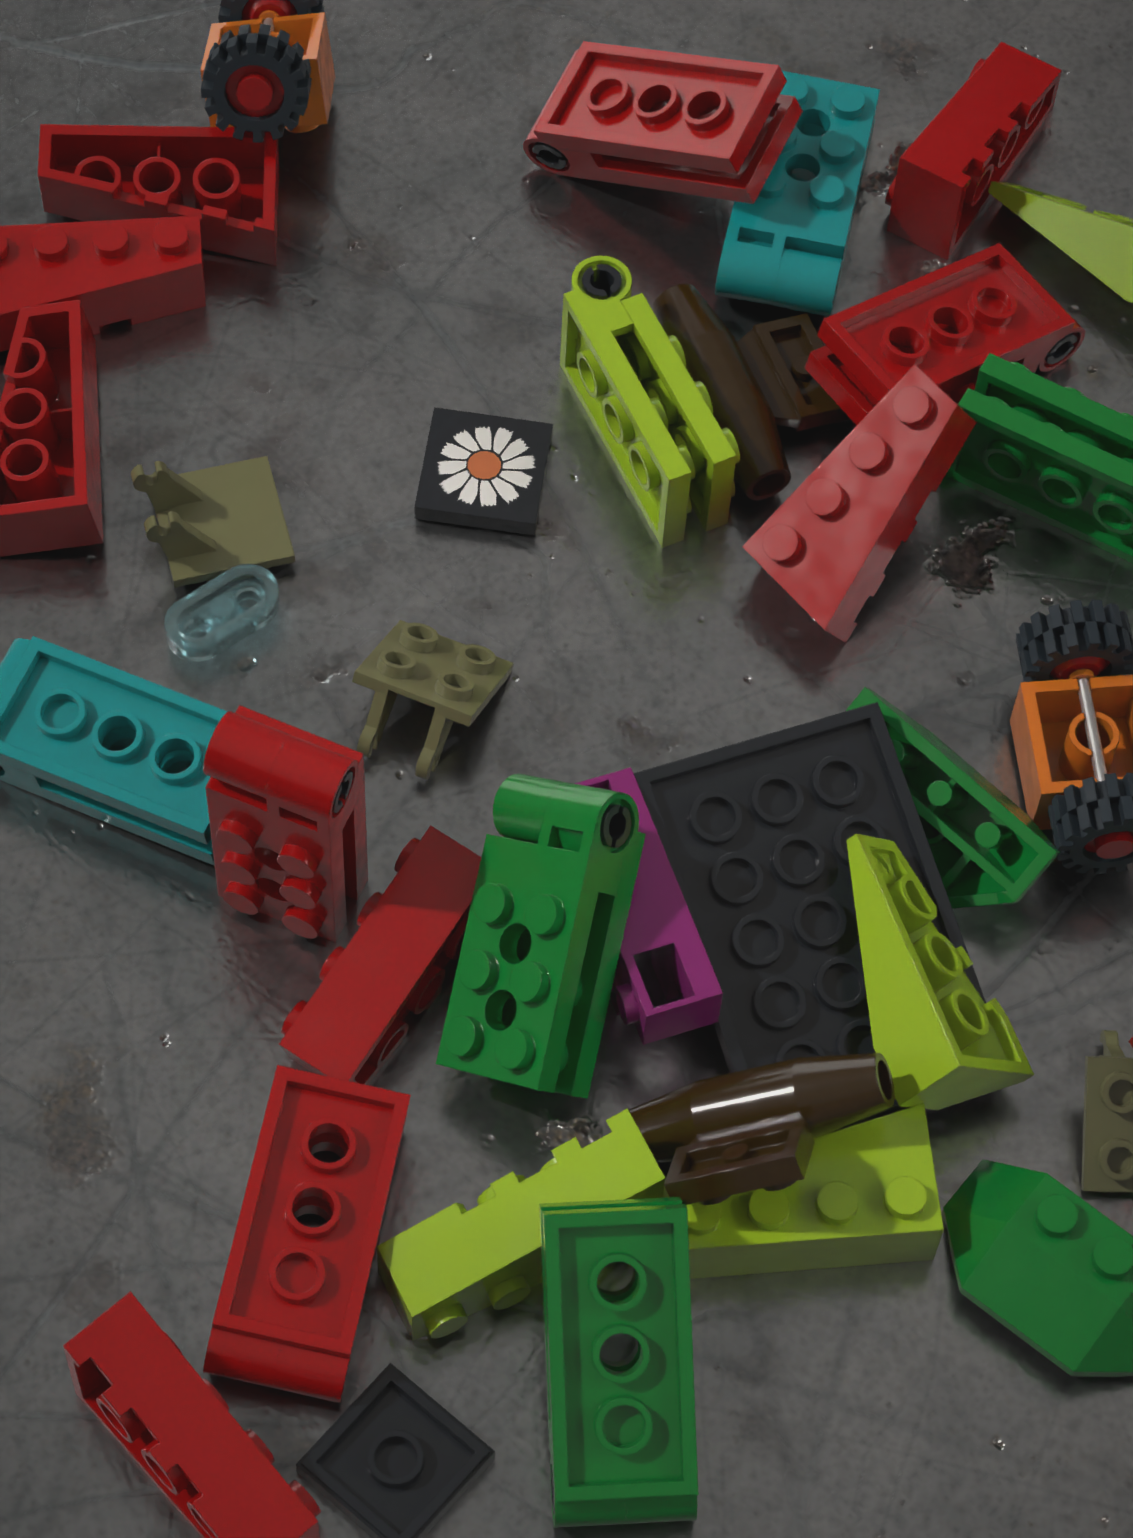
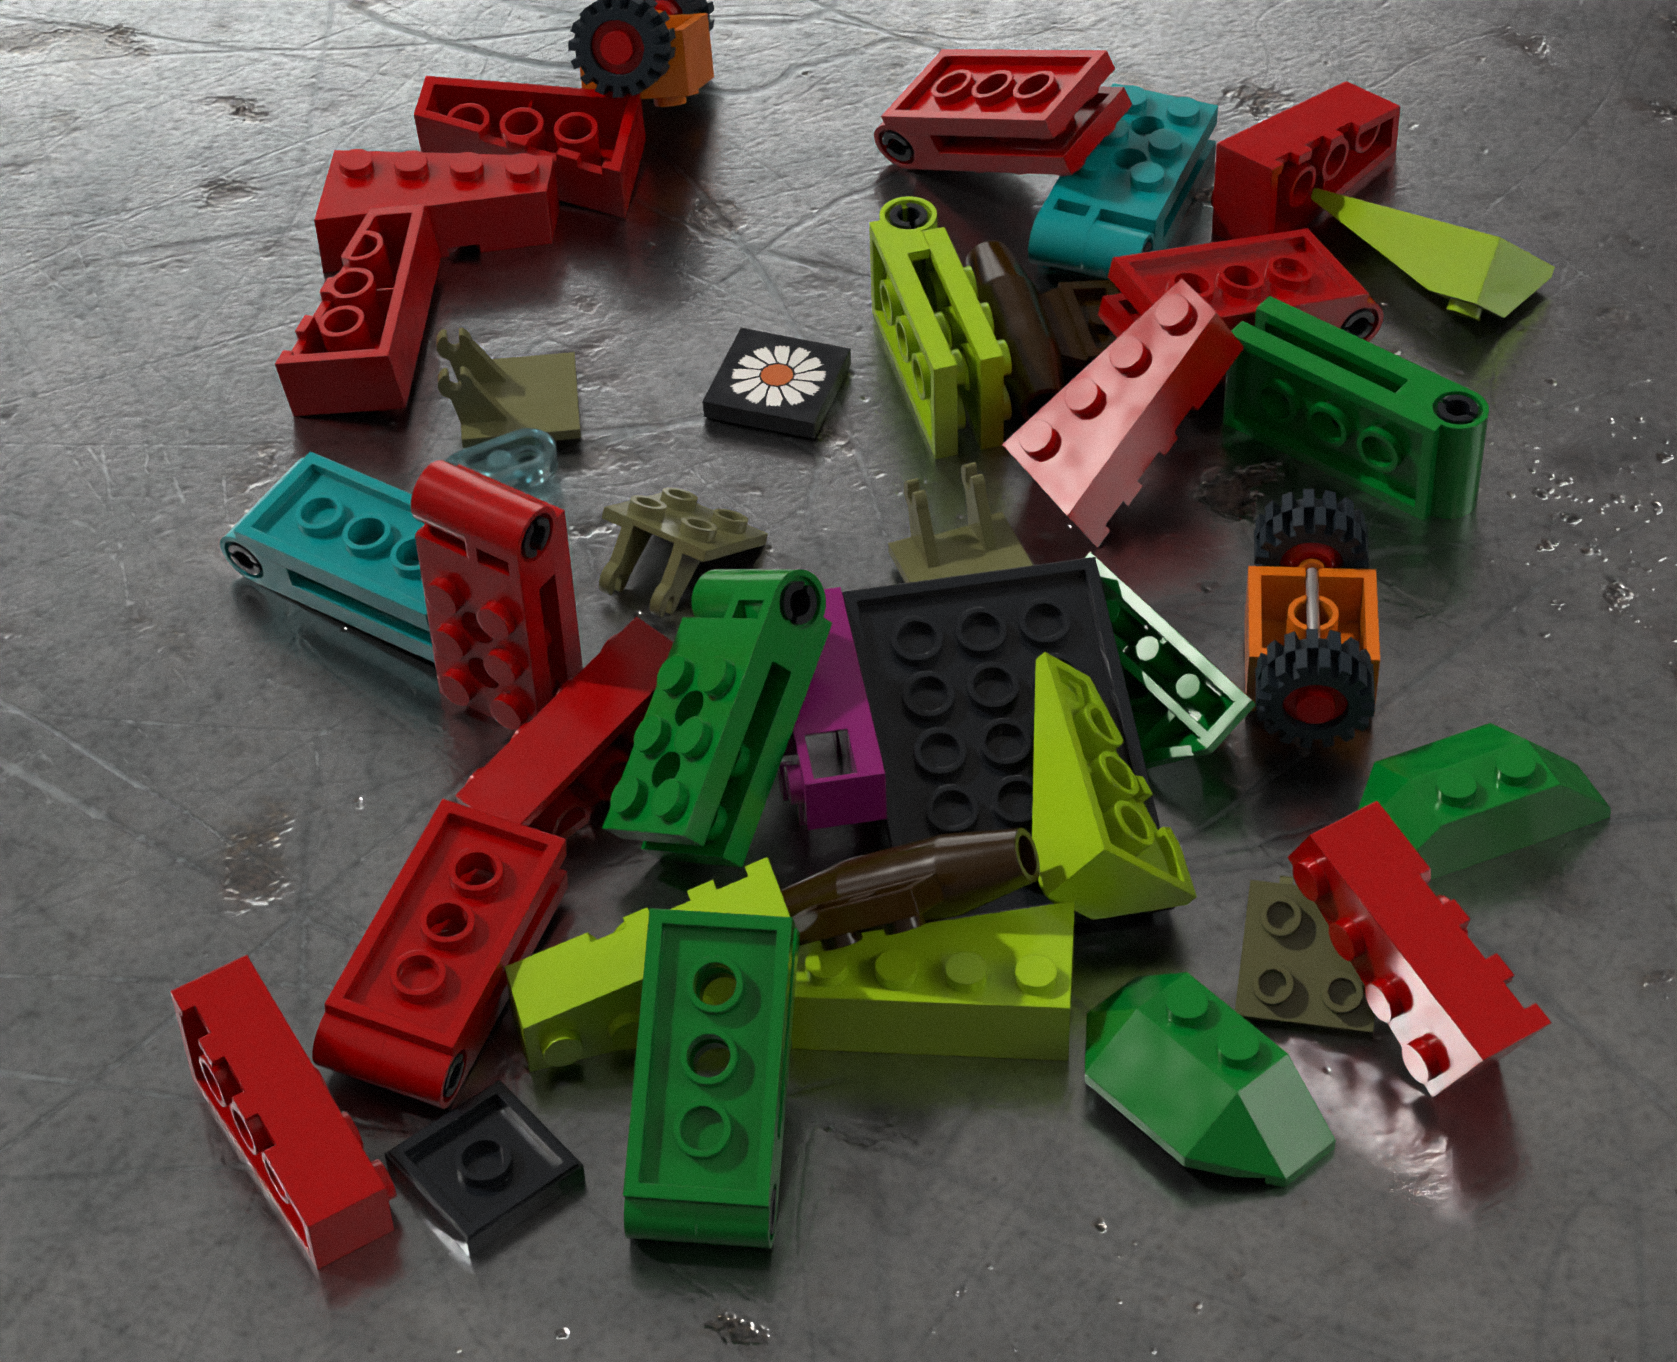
camera: 15 degrees right, 15 degrees down
(724, 685) = (979, 547): none -> olive plate

